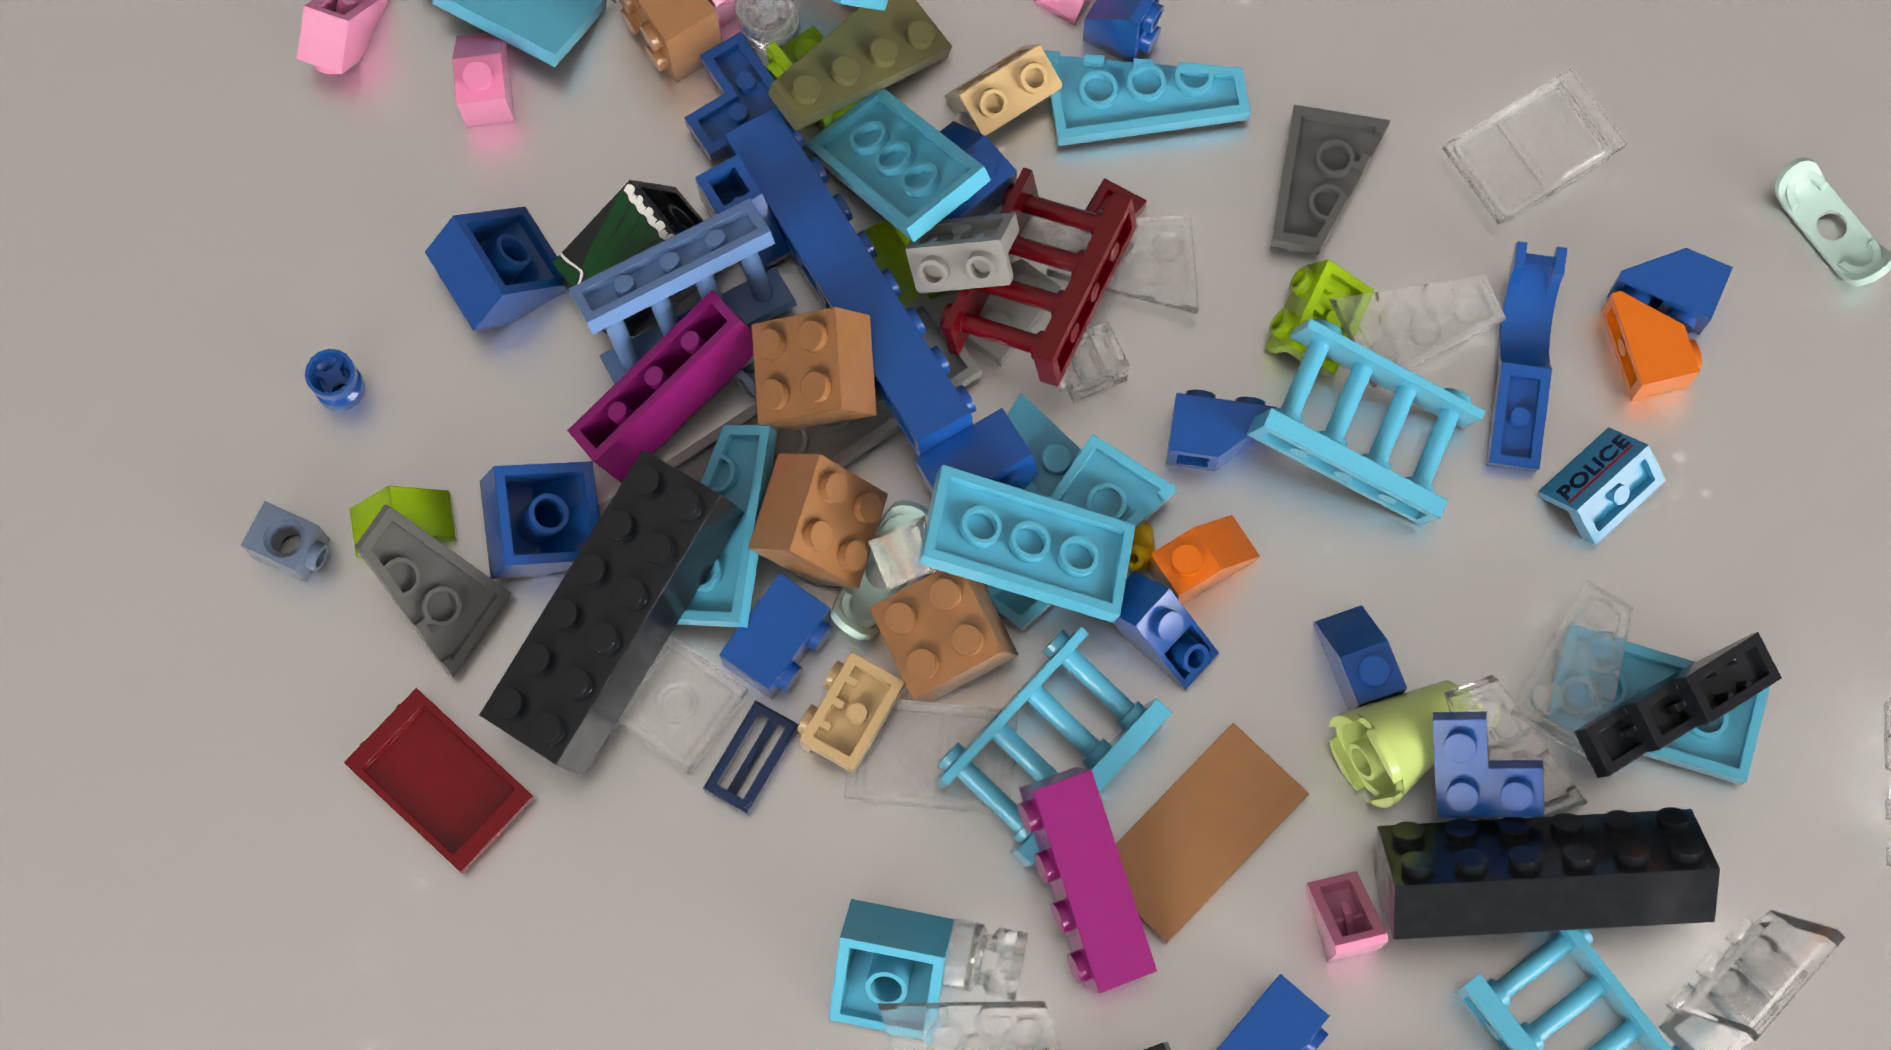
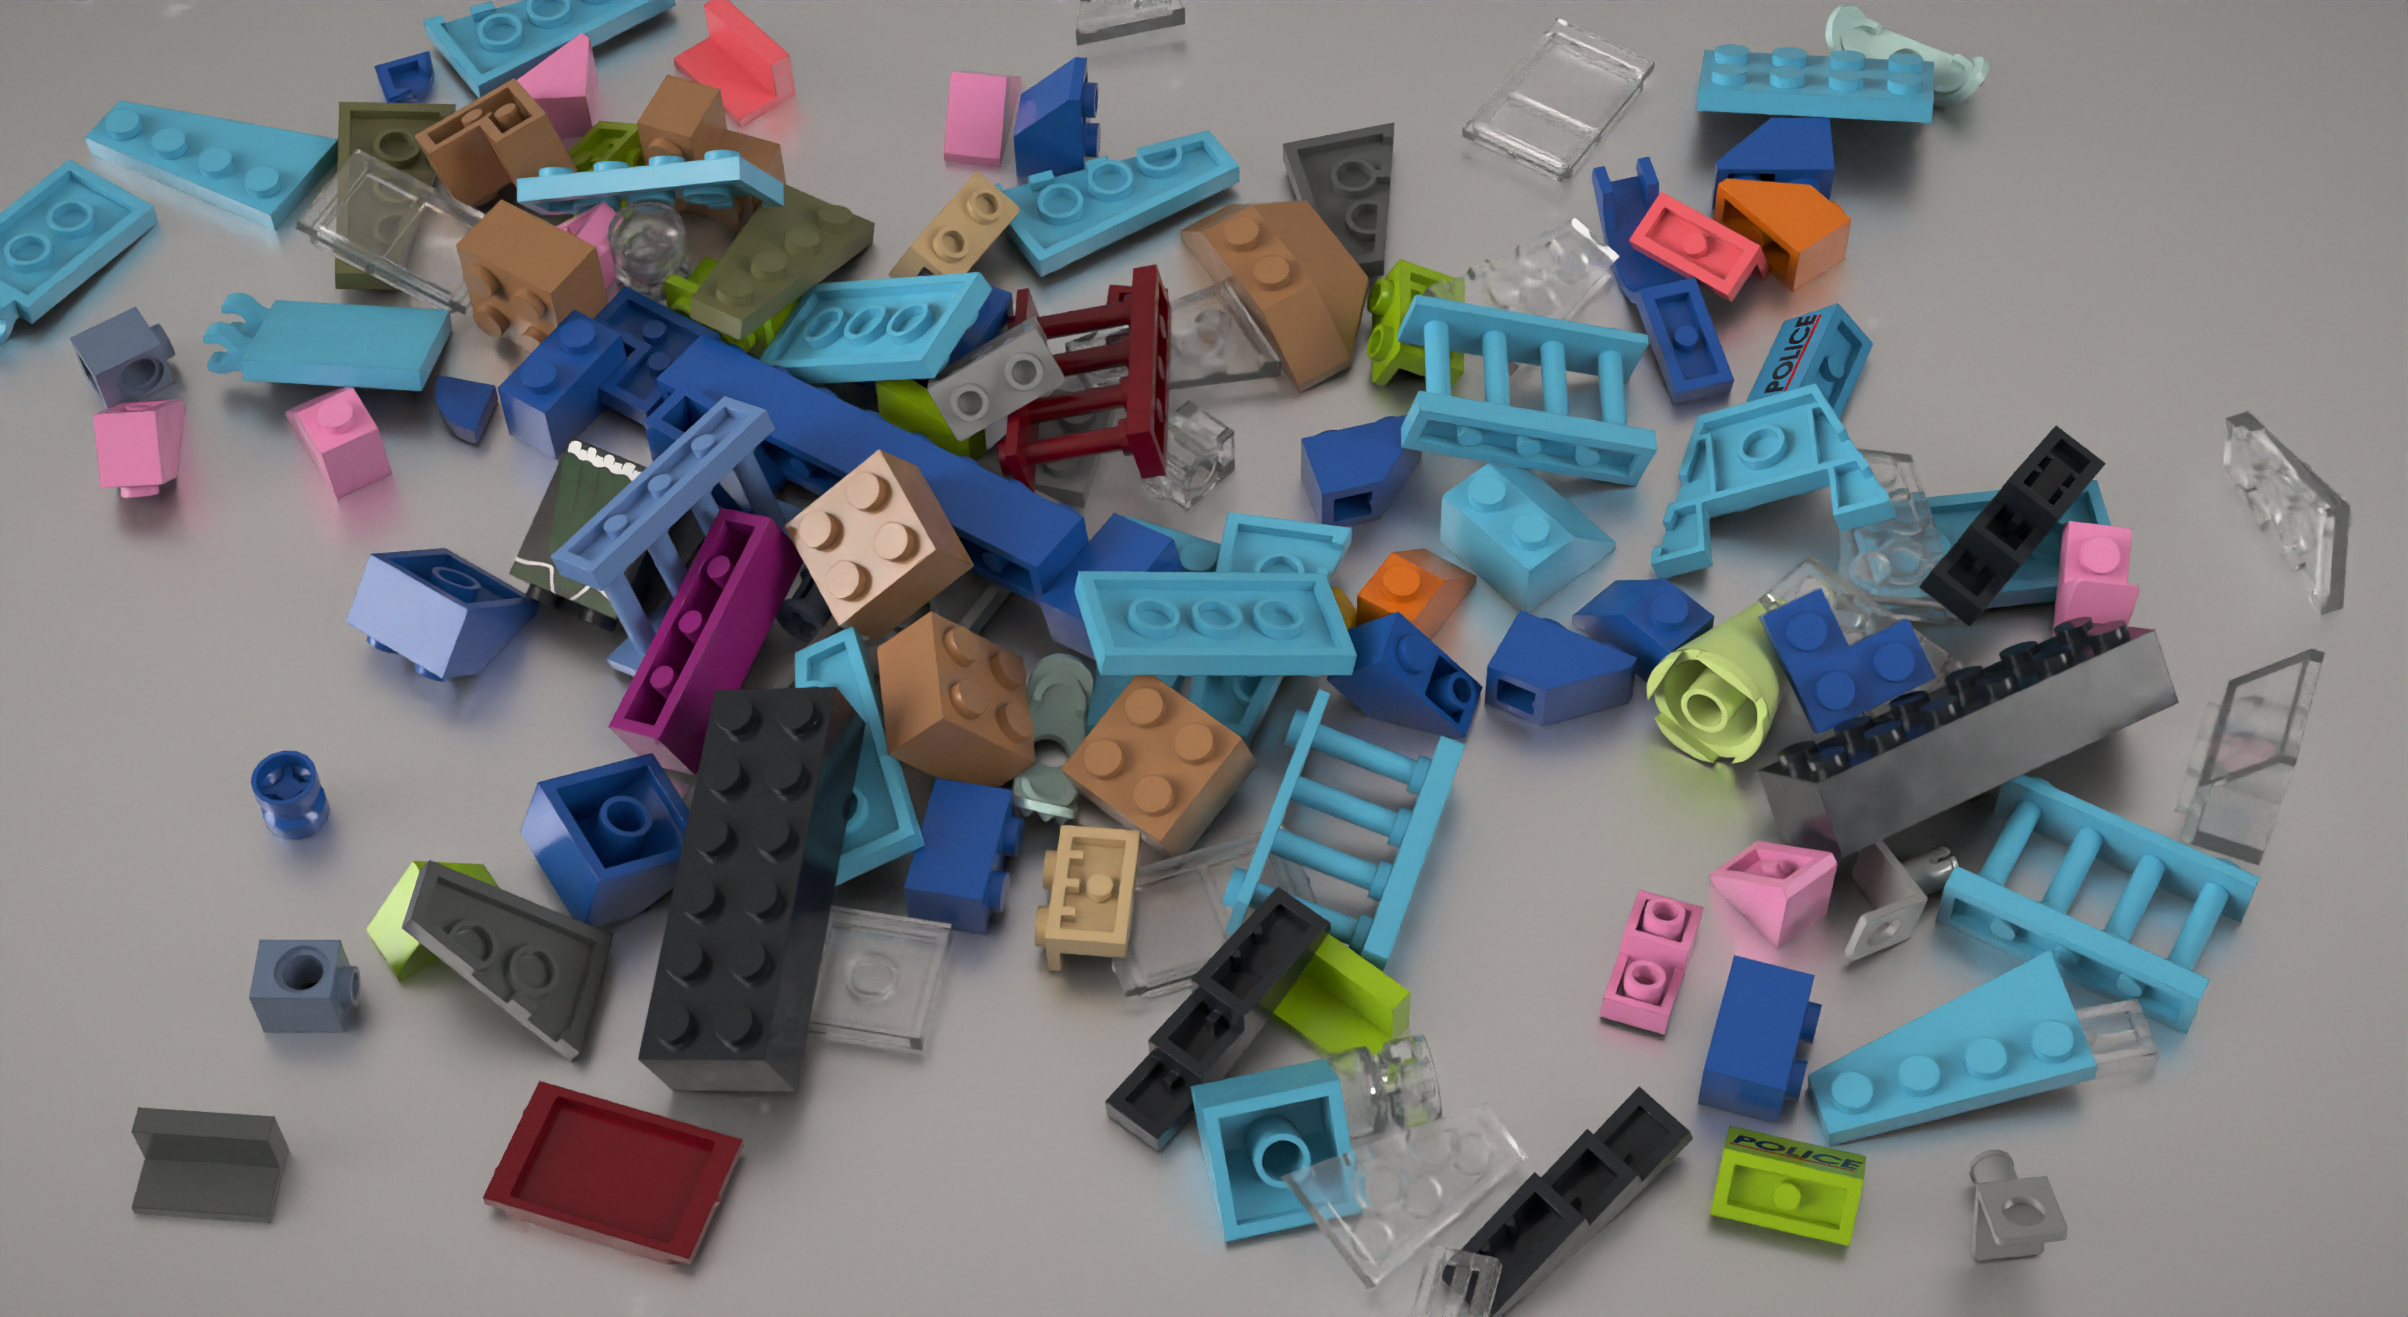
camera: 25 degrees left, 20 degrees down
(174, 657) = (208, 1165): none -> dark grey panel
(586, 86) = (465, 406): none -> blue tile
(655, 104) = (558, 384): none -> blue brick
(730, 795) = (986, 1047): dark blue tile -> none
(896, 852) = (1220, 1018): none -> black slope
(898, 552) = (1073, 695): clear brick -> none
(985, 869) = (1344, 1002): none -> lime panel
(1086, 880) = (1460, 943): magenta brick -> none
(1205, 830) = (1559, 872): medium nougat tile -> none
(1228, 937) = (1651, 962): none -> bright pink slope
(1239, 232) = (1290, 279): none -> medium nougat wedge
(1272, 671) = (1556, 673): none -> blue slope
(1311, 537) = (1519, 534): none -> medium azure slope
(1434, 962) = (1896, 892): none -> light grey bracket
(1520, 552) = (1760, 456): none -> medium azure wing
(1569, 341) = (1698, 247): none -> coral panel
(1716, 777) = (2094, 574): none -> bright pink slope
(1741, 227) = (1816, 86): none -> medium azure plate

